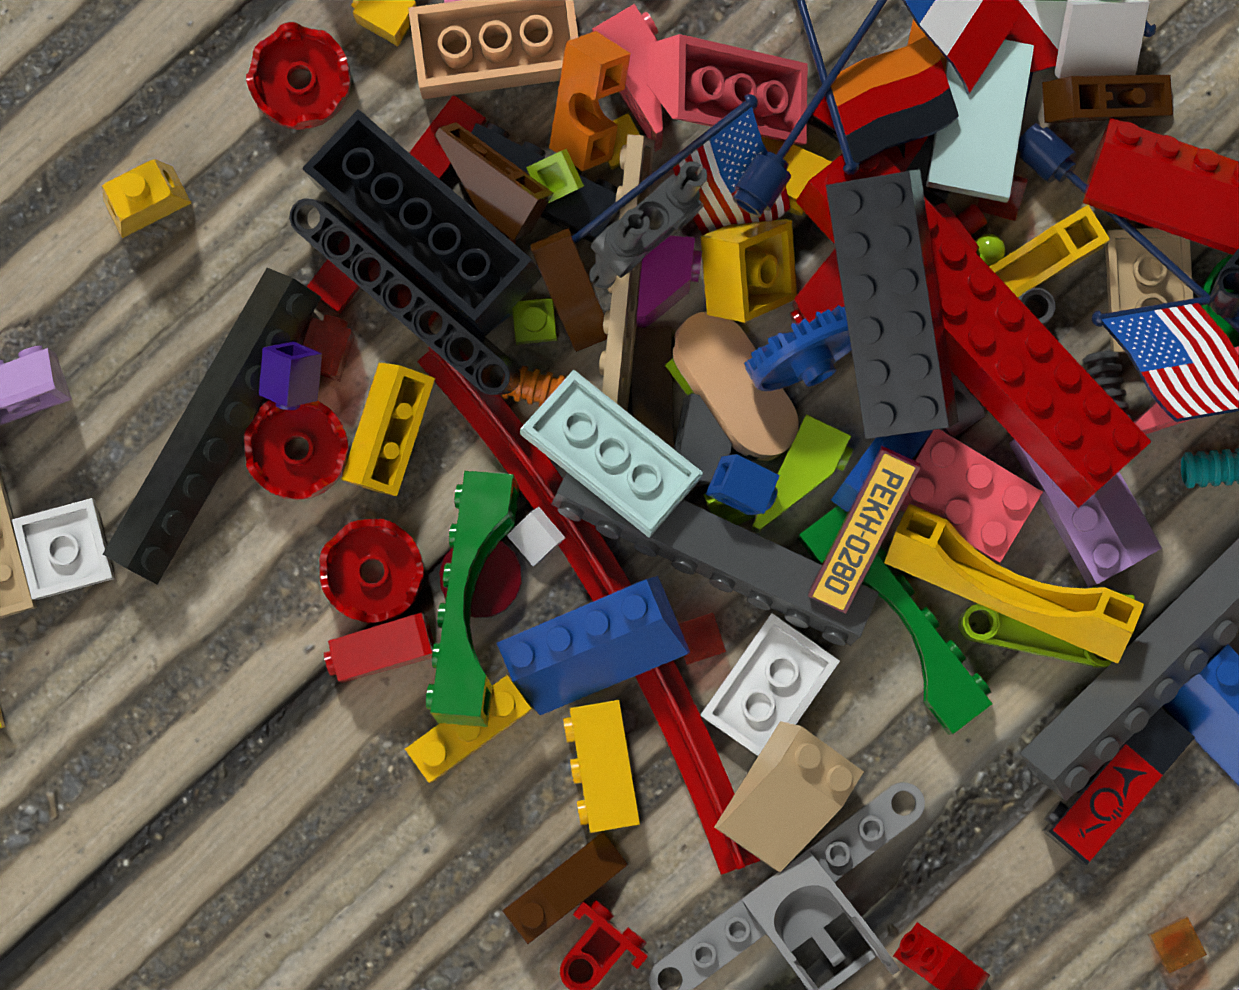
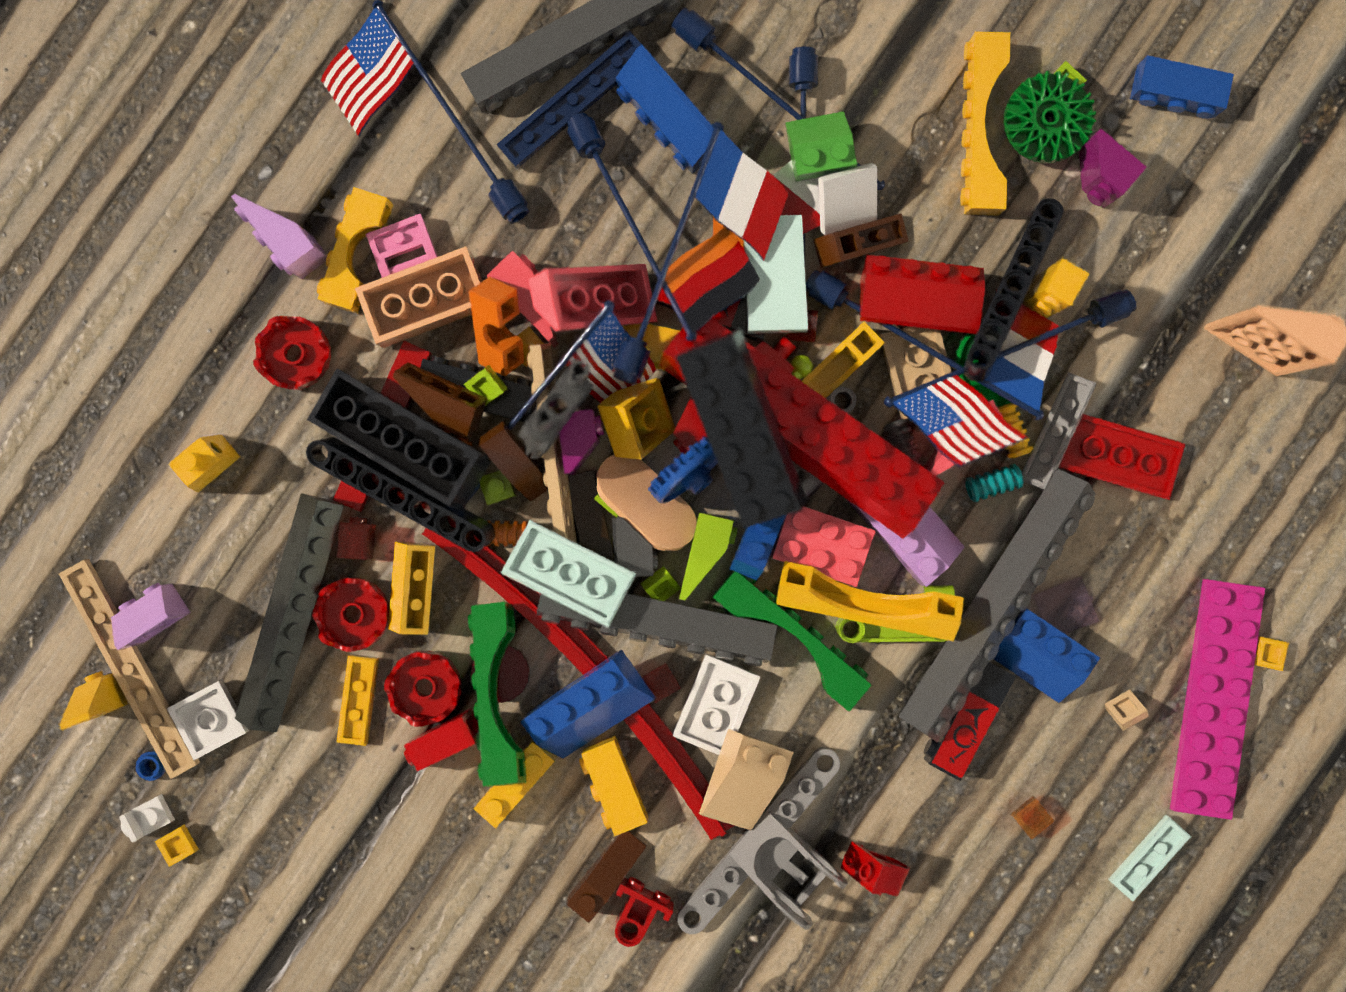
camera: 15 degrees left, 5 degrees up
(274, 570) = (357, 700): none -> yellow tile
(290, 375) = (332, 568): dark purple brick -> none
(536, 536) = (532, 637): white tile -> none
(743, 485) = (666, 574): blue brick -> none
(864, 529) = (757, 589): tile -> none

